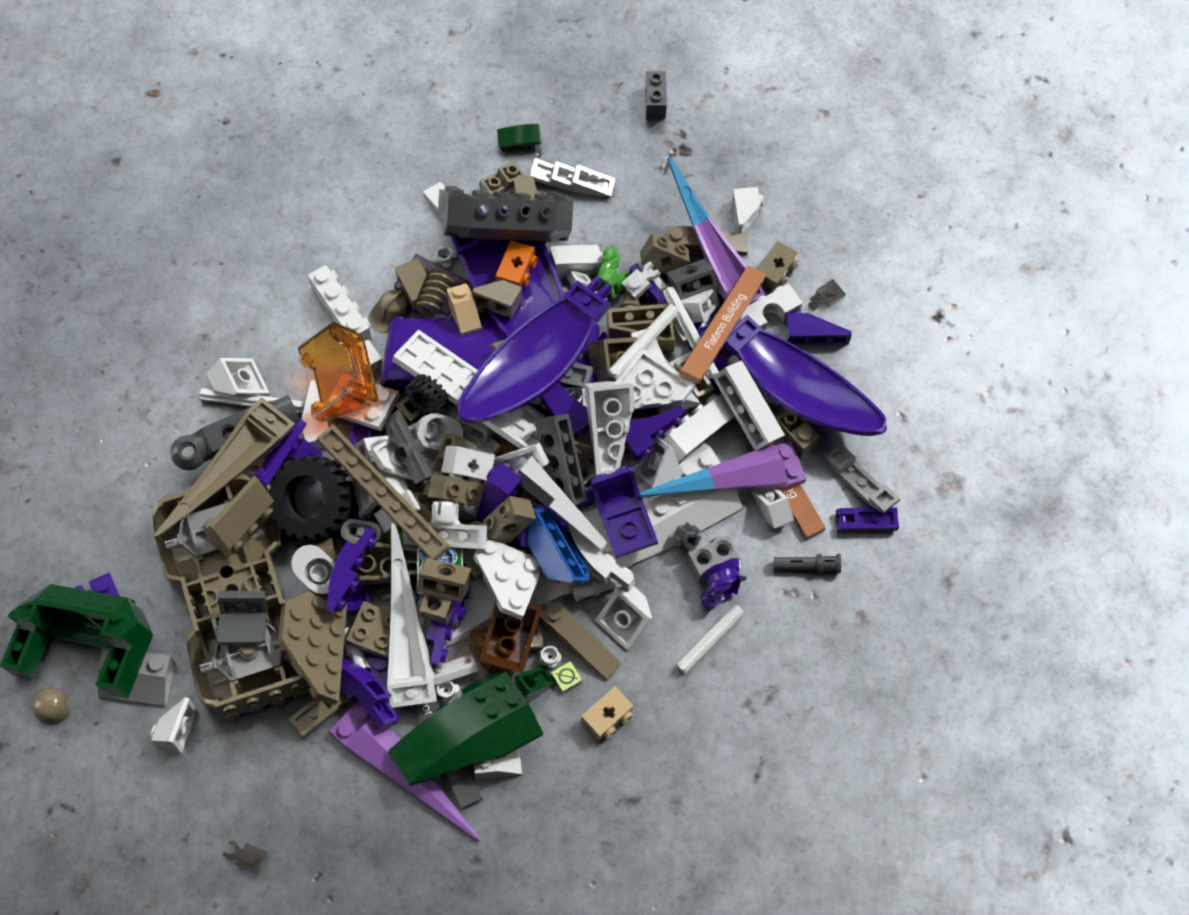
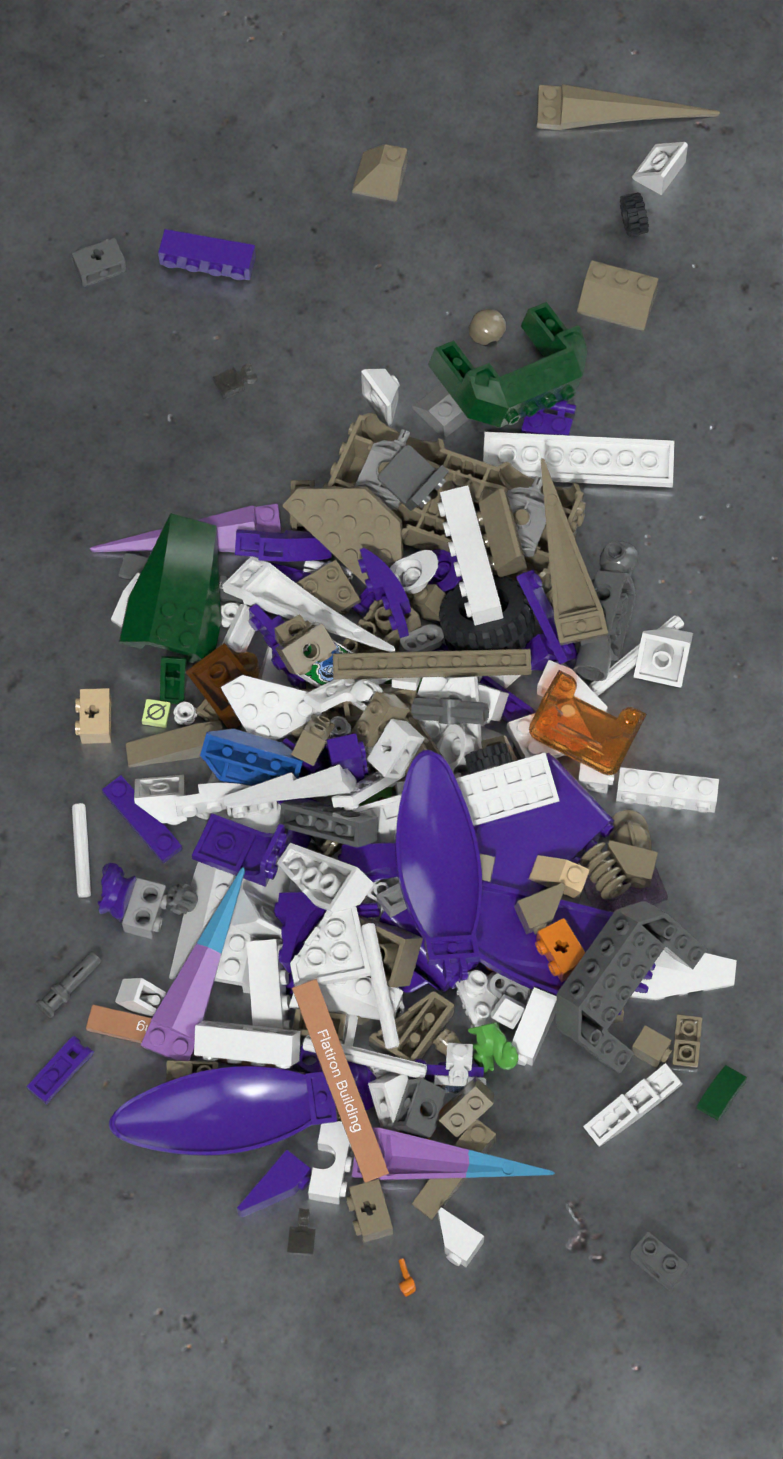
camera: 135 degrees right, 0 degrees up
(121, 551) = (584, 458): none -> white plate
(274, 529) = (471, 555): none -> white brick
(284, 571) = (445, 575): none -> dark purple piece
(649, 639) = (150, 830): none -> dark purple plate
(798, 215) = (408, 1285): none -> orange hand
(860, 481) = (89, 1096): light grey slope -> none

